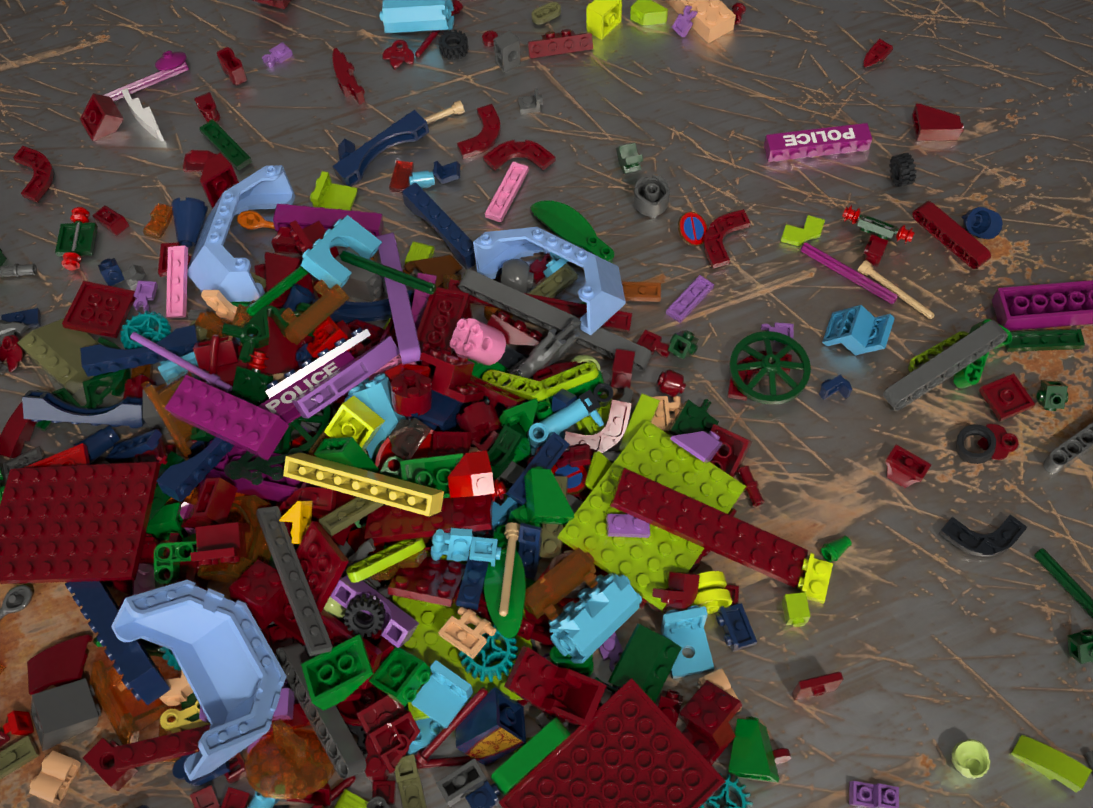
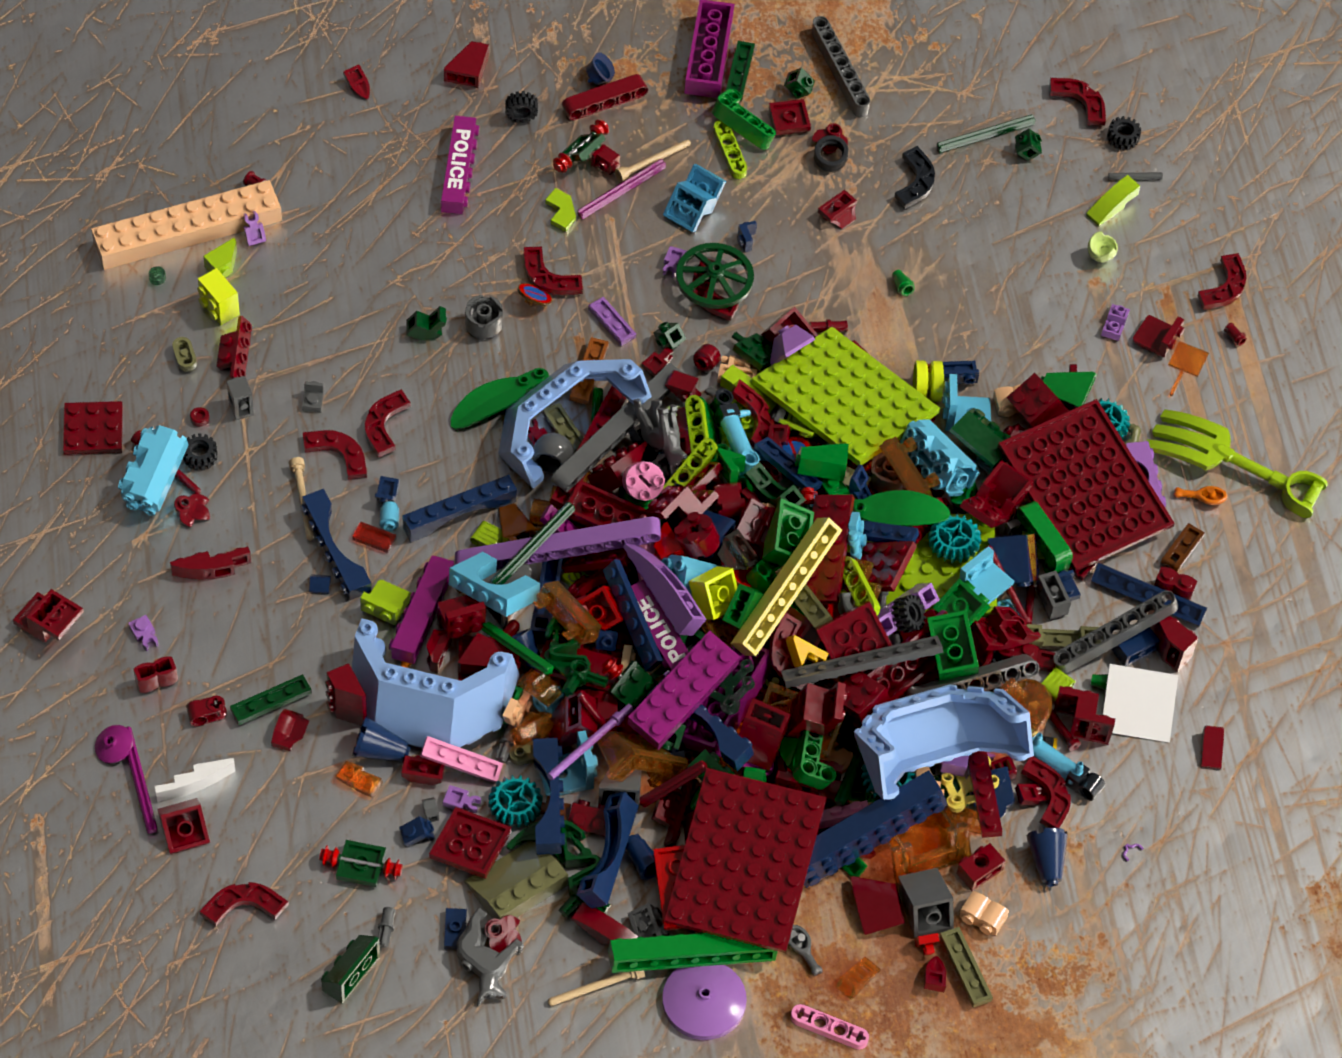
camera: 85 degrees left, 5 degrees down
(111, 220) = (339, 829): dark red slope -> none
(134, 446) = (666, 808): dark blue plate -> none
(462, 636) = (943, 545): light nougat plate -> none
(471, 476) = (806, 496): red slope -> none
(485, 550) = (869, 512): medium azure bracket -> none
(506, 192) = (431, 443): bright pink plate -> none
(512, 534) = (888, 500): tan piece -> none
(554, 265) = (547, 419): medium azure bracket -> none
(562, 400) = (720, 432): dark blue slope -> none
(626, 526) = (858, 403): medium lavender plate -> none
(681, 590) = (929, 388): dark red brick -> none
(709, 527) = (873, 357): dark red plate -> none
(796, 609) = (952, 326): lime brick -> none
(815, 578) = (926, 306): neon yellow bracket -> none
(817, 686) = (1025, 327): dark red plate -> none
(945, 365) = (754, 145): dark grey beam -> none

